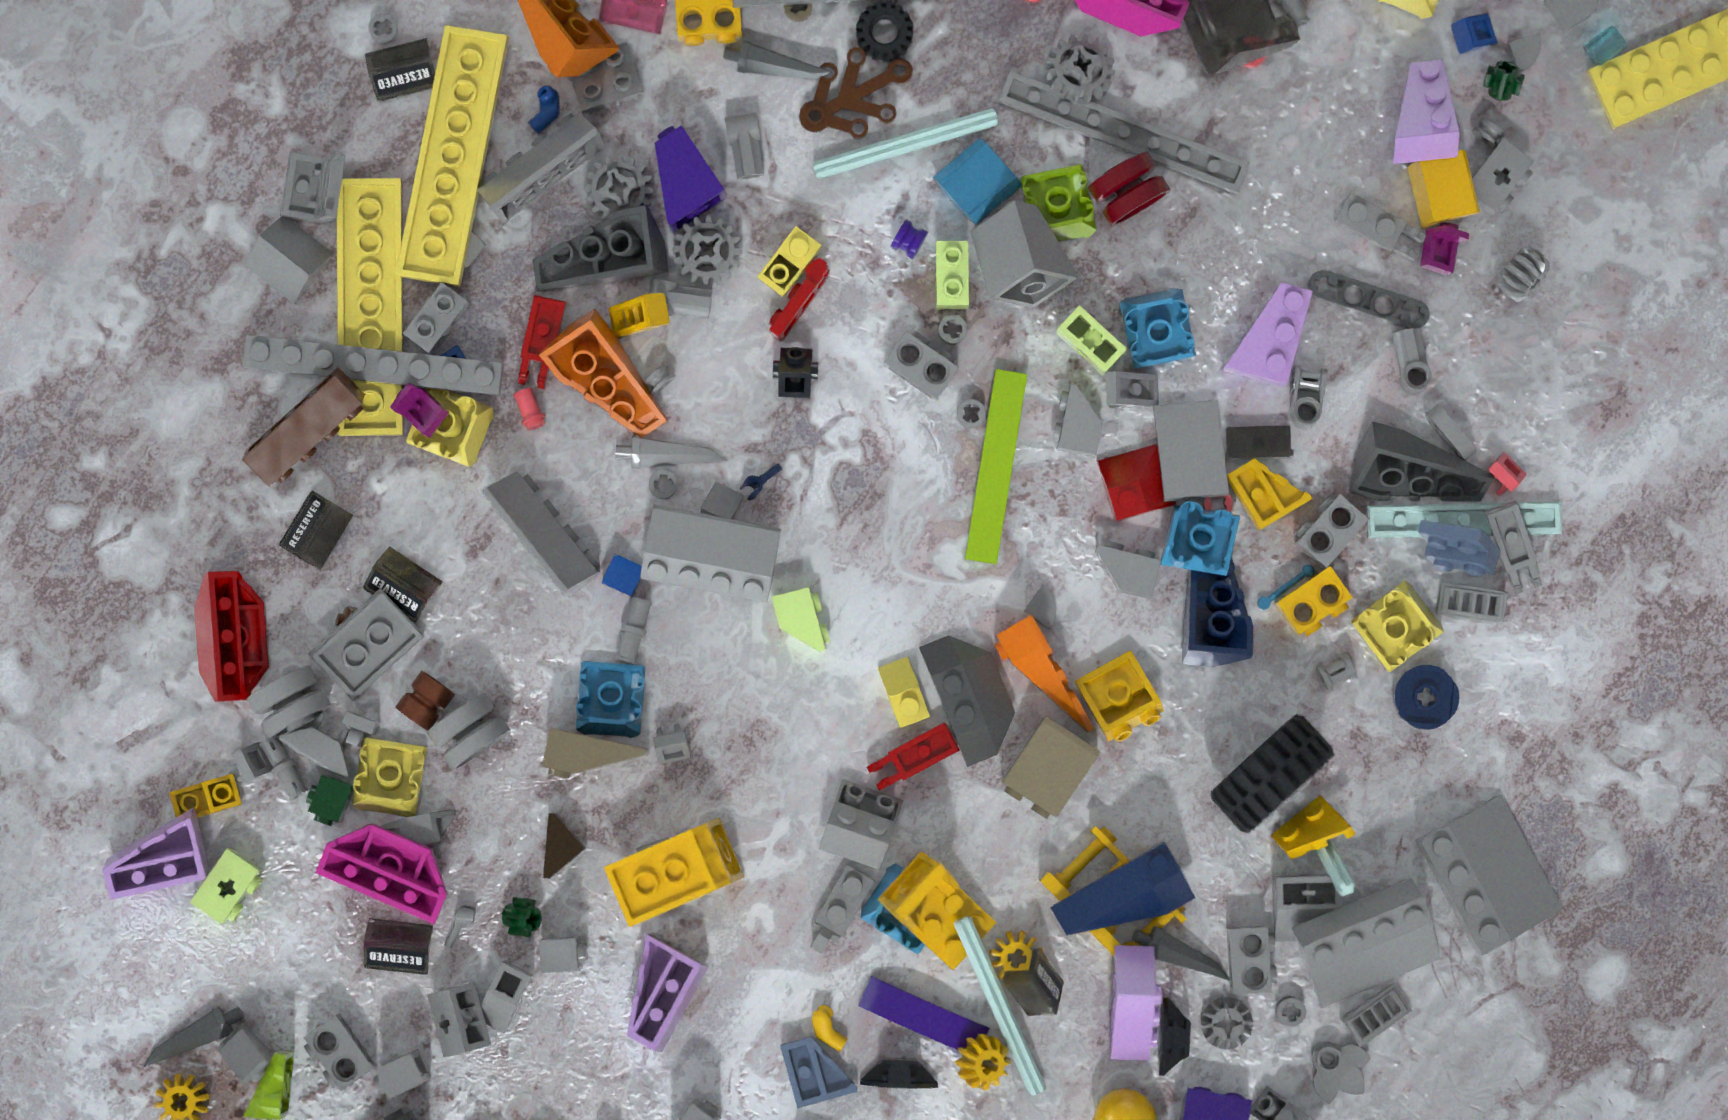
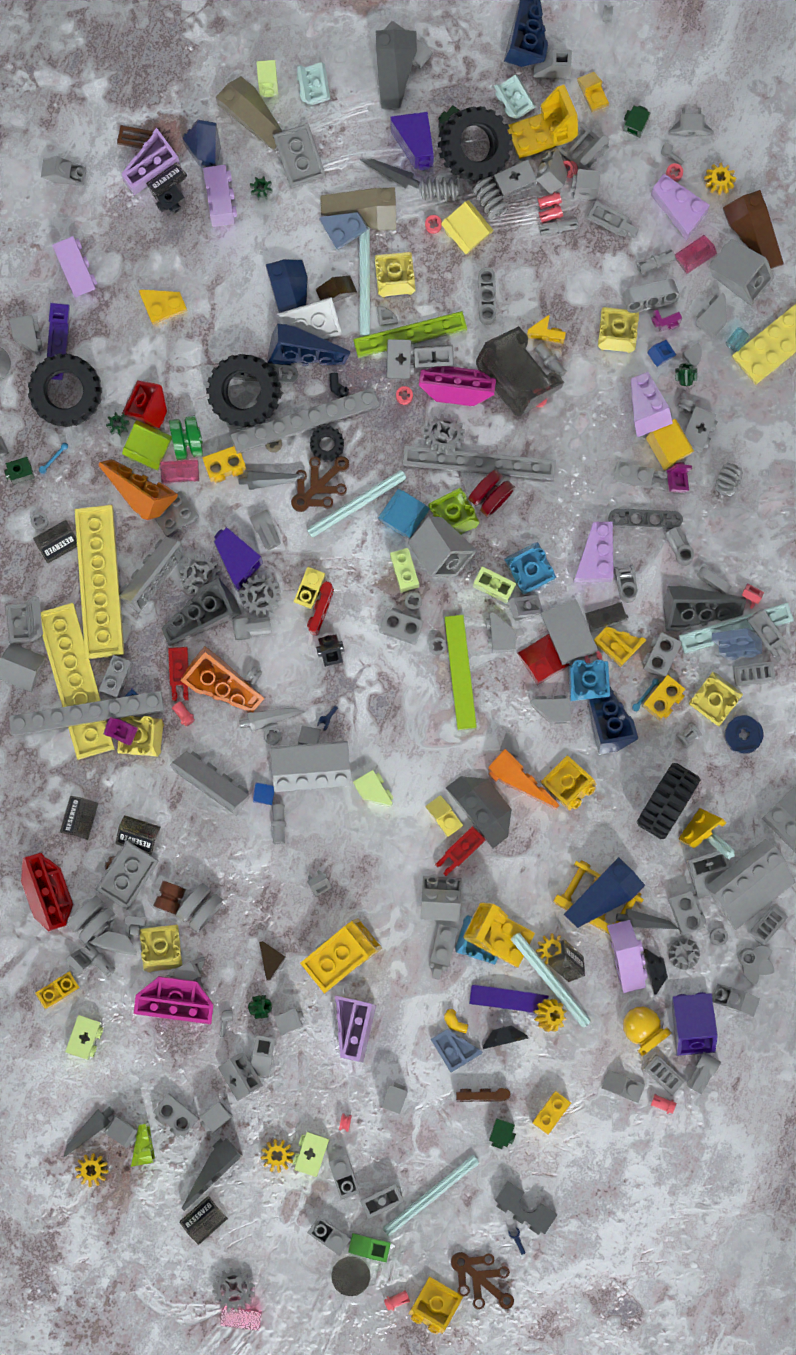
camera: 15 degrees left, 5 degrees down
(159, 860) = (40, 1032): lavender wedge -> none
(304, 427) = (56, 759): reddish brown brick -> none
(329, 800) = (129, 970): dark green brick -> none
(397, 946) = (192, 1045): clear smoke panel -> none
(549, 108) = (147, 540): blue arm -> none
(580, 753) = (266, 902): dark tan slope -> none
(610, 699) = (276, 867): dark azure slope -> none
(641, 314) = (232, 641): yellow slope -> none
(909, 239) = (374, 557): dark purple wheel -> none
(1049, 768) = (540, 834): dark tan slope -> none

